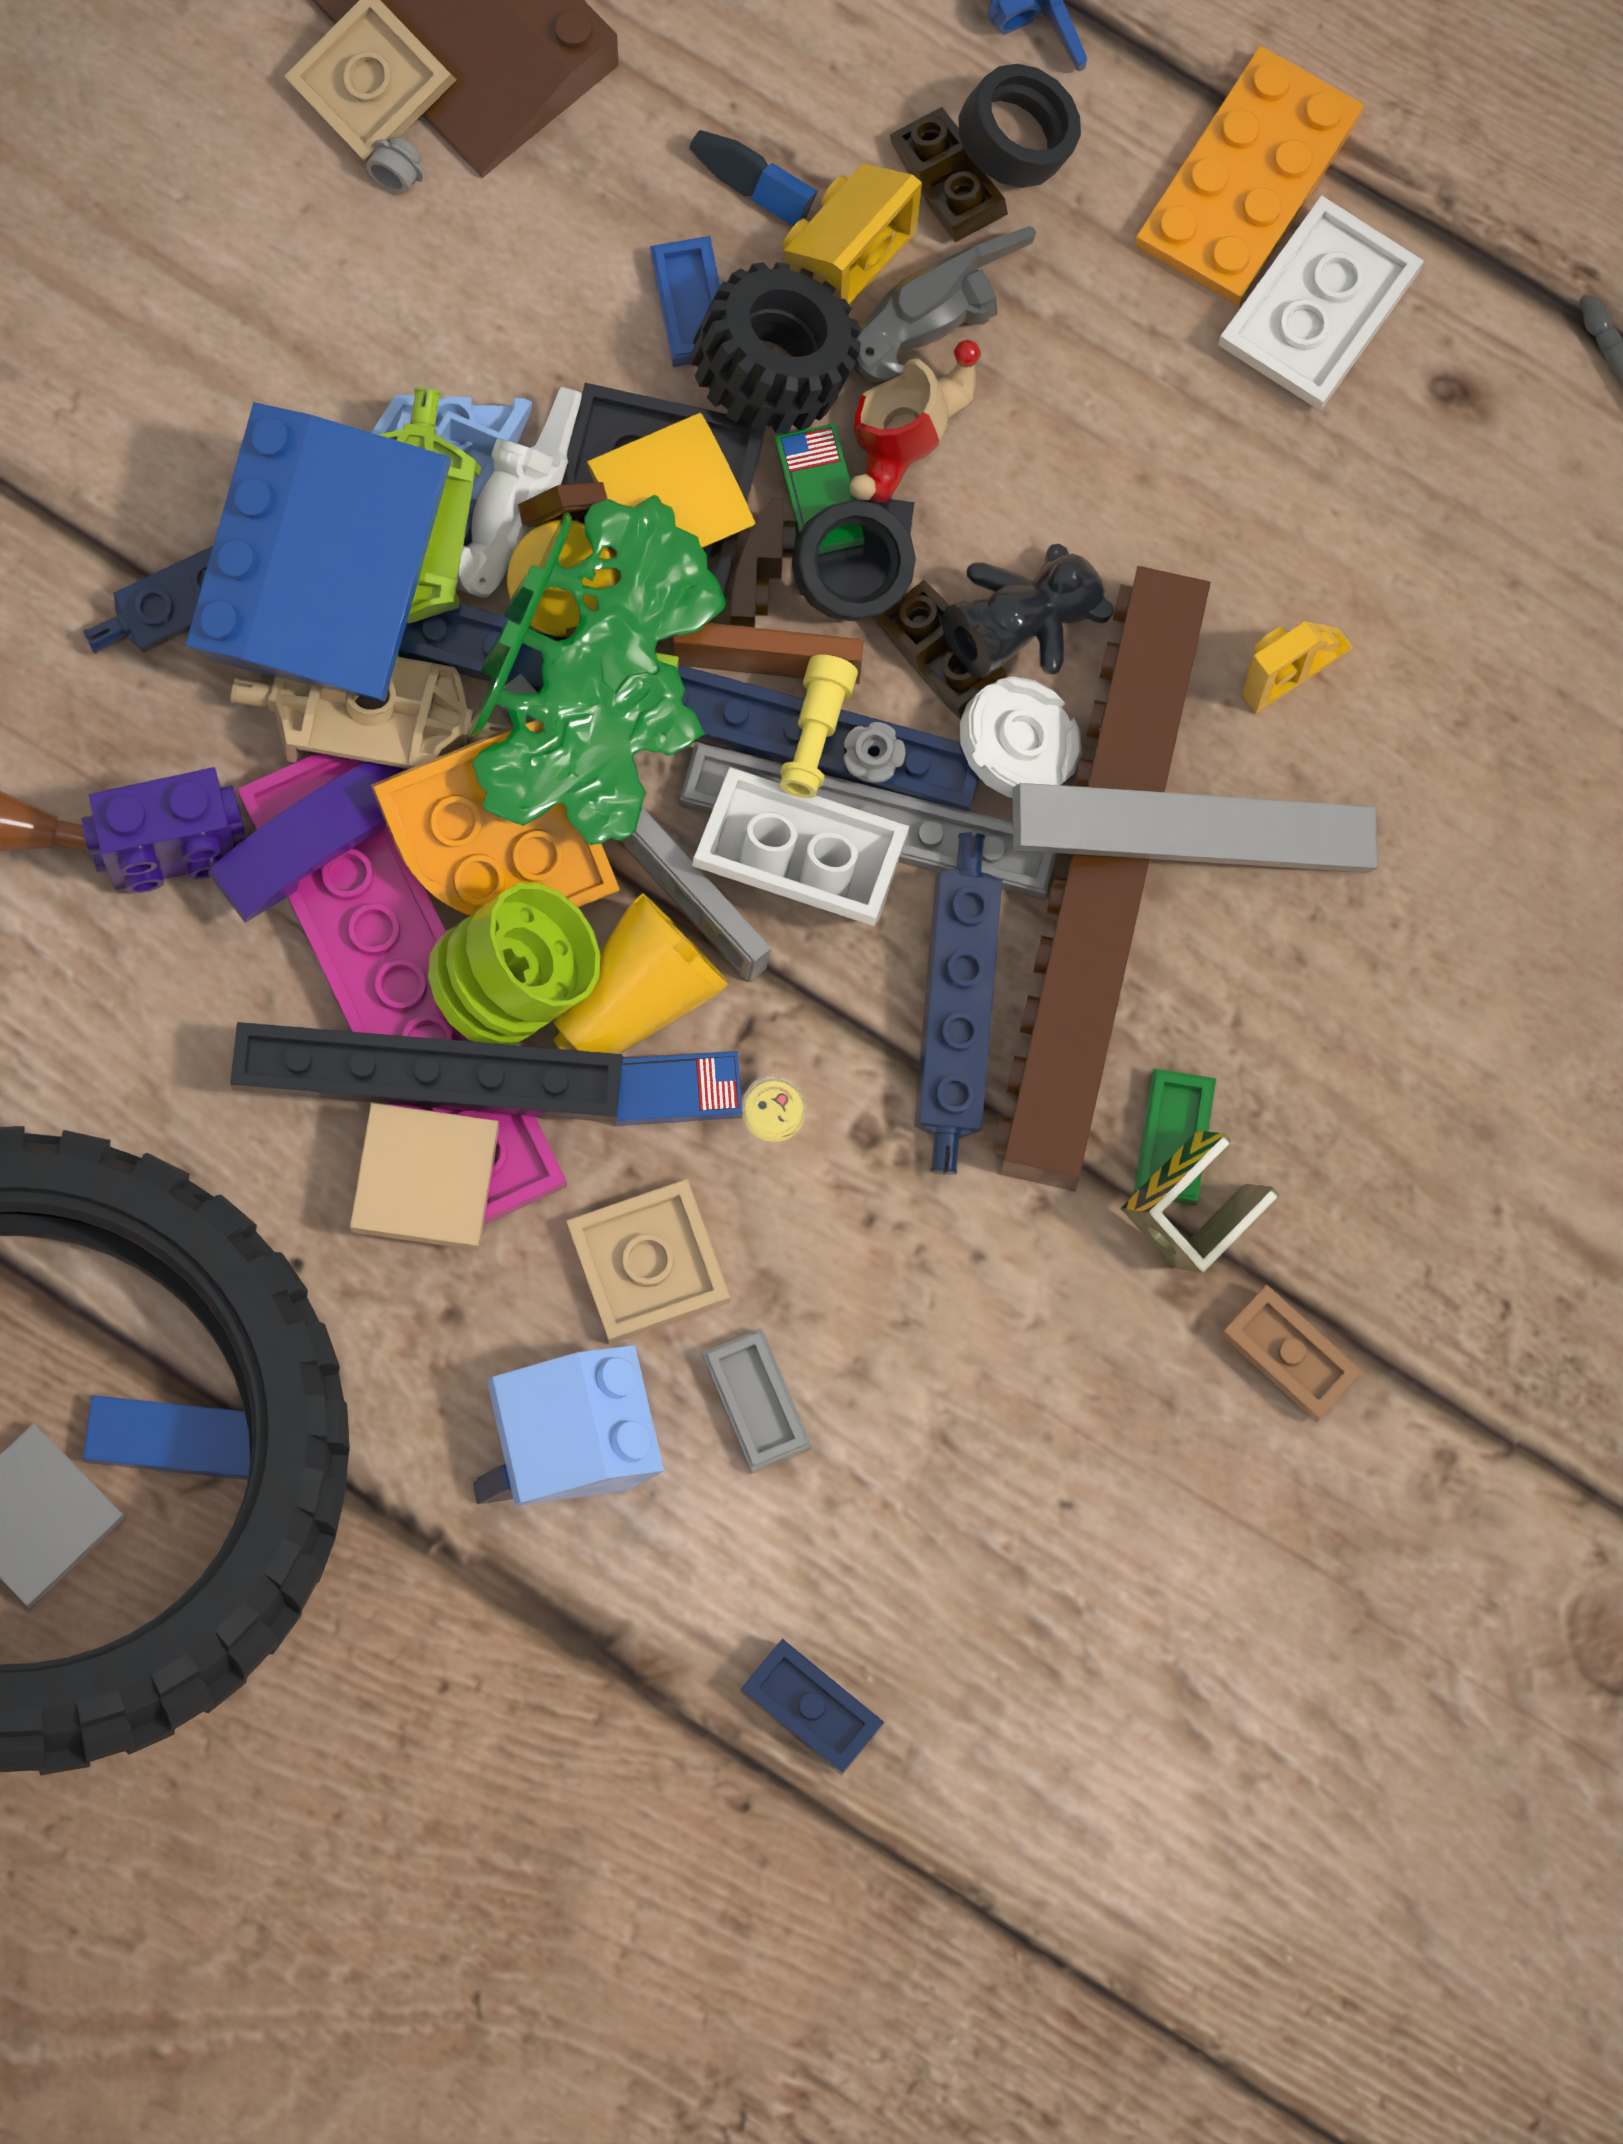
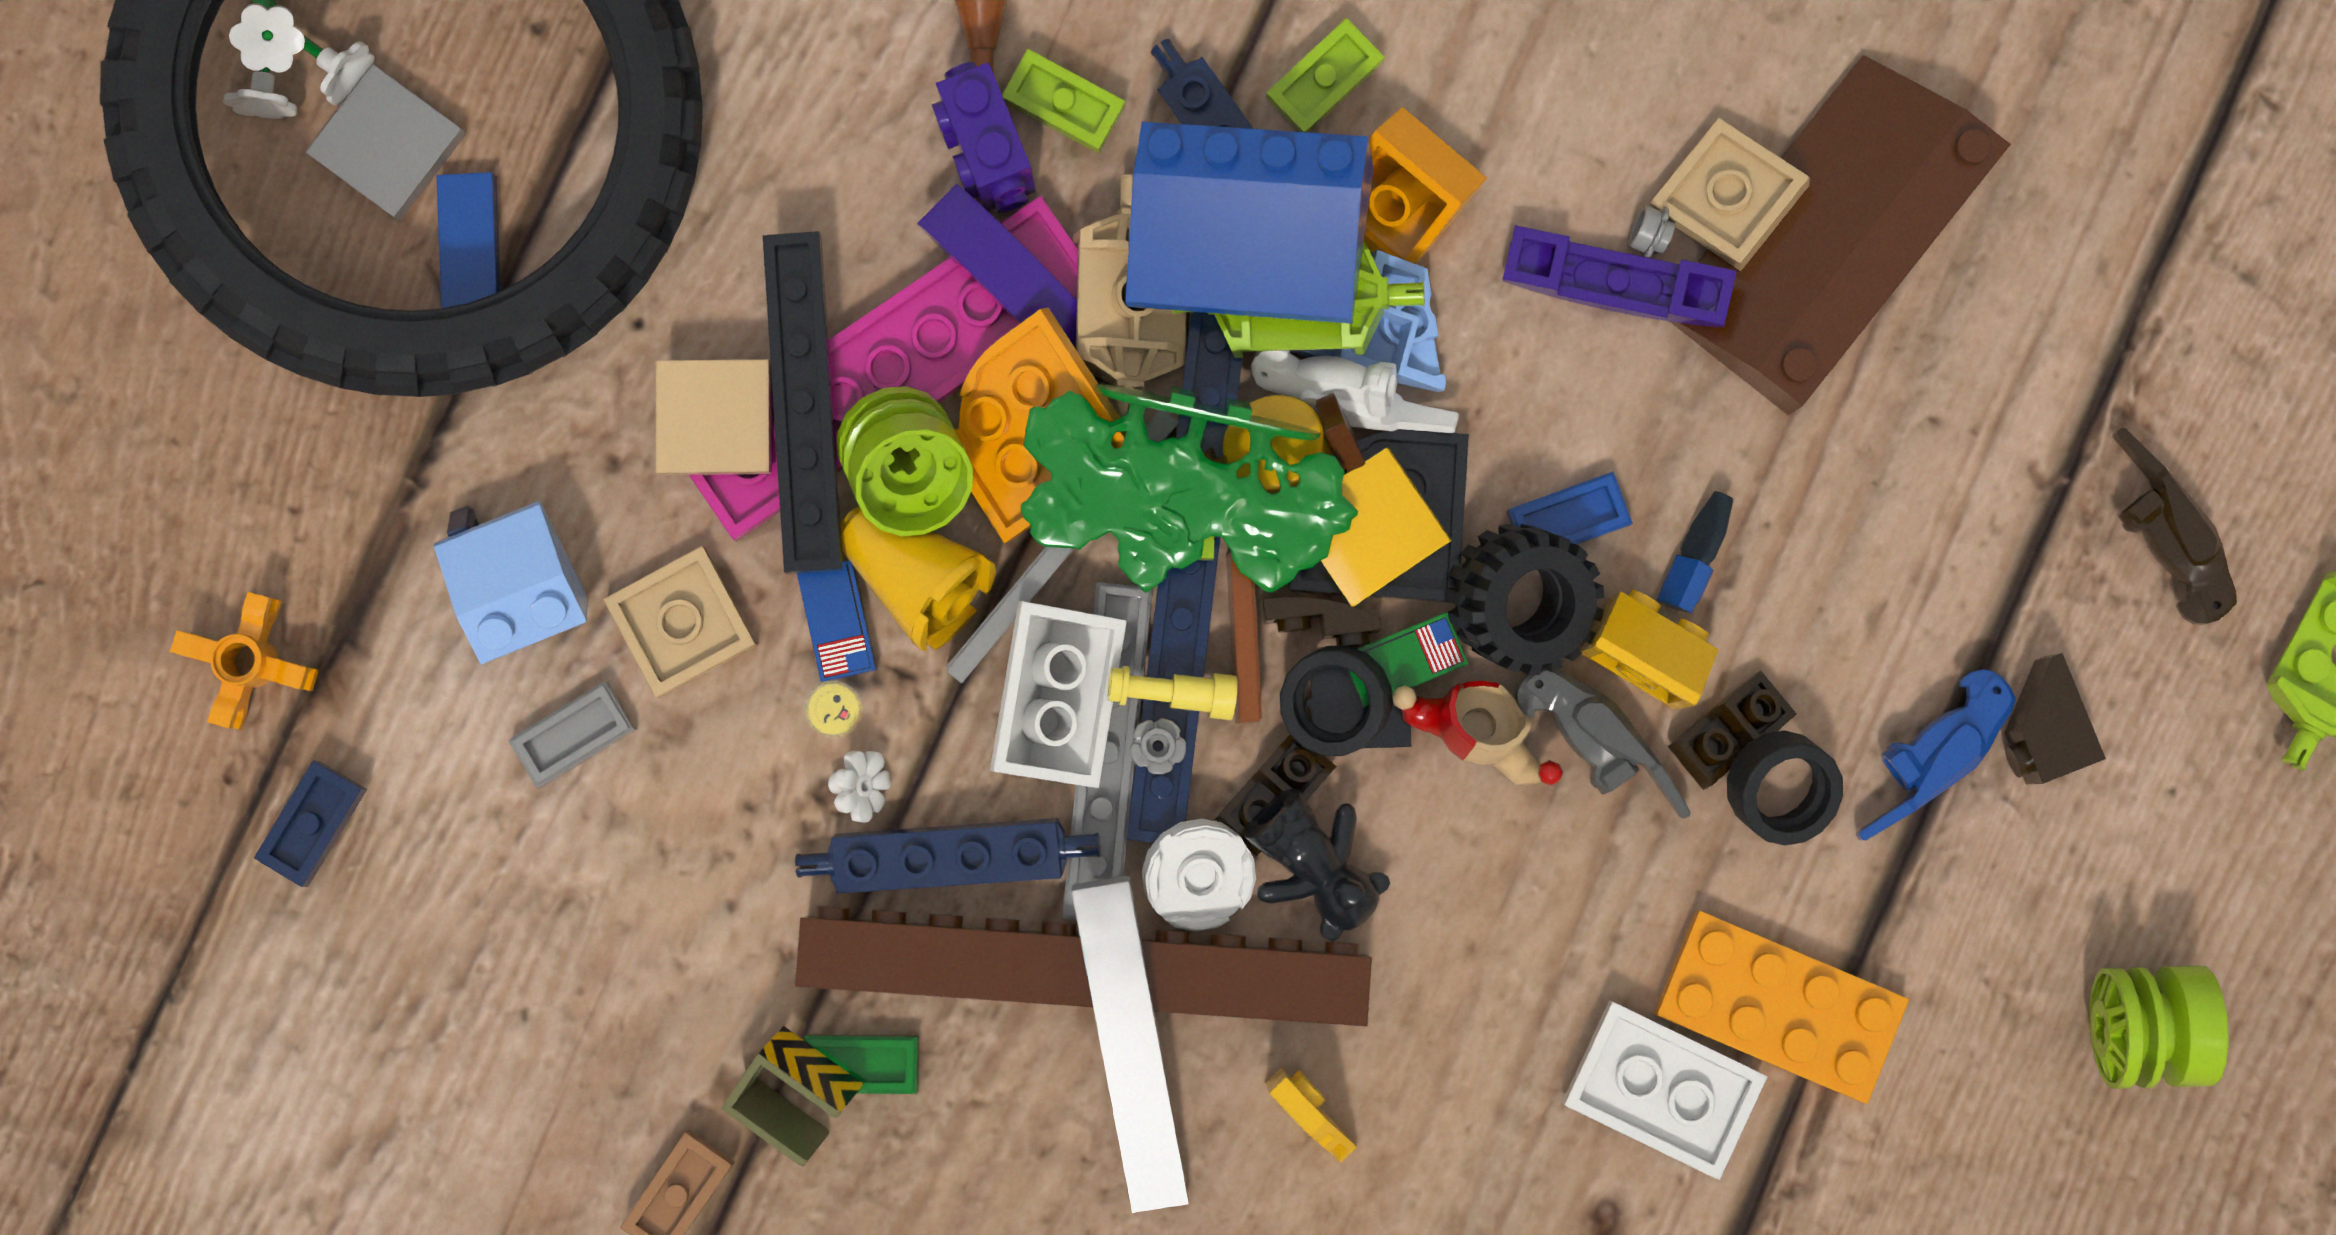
camera: 85 degrees right, 10 degrees up
(135, 744) = (1063, 101): none -> lime plate
(160, 471) = (1325, 77): none -> lime plate
(306, 374) = (1414, 188): none -> light orange slope
(444, 202) = (1618, 280): none -> dark purple slope
(625, 1726) = (233, 697): none -> light orange pin
(864, 1087) = (860, 785): none -> white plant

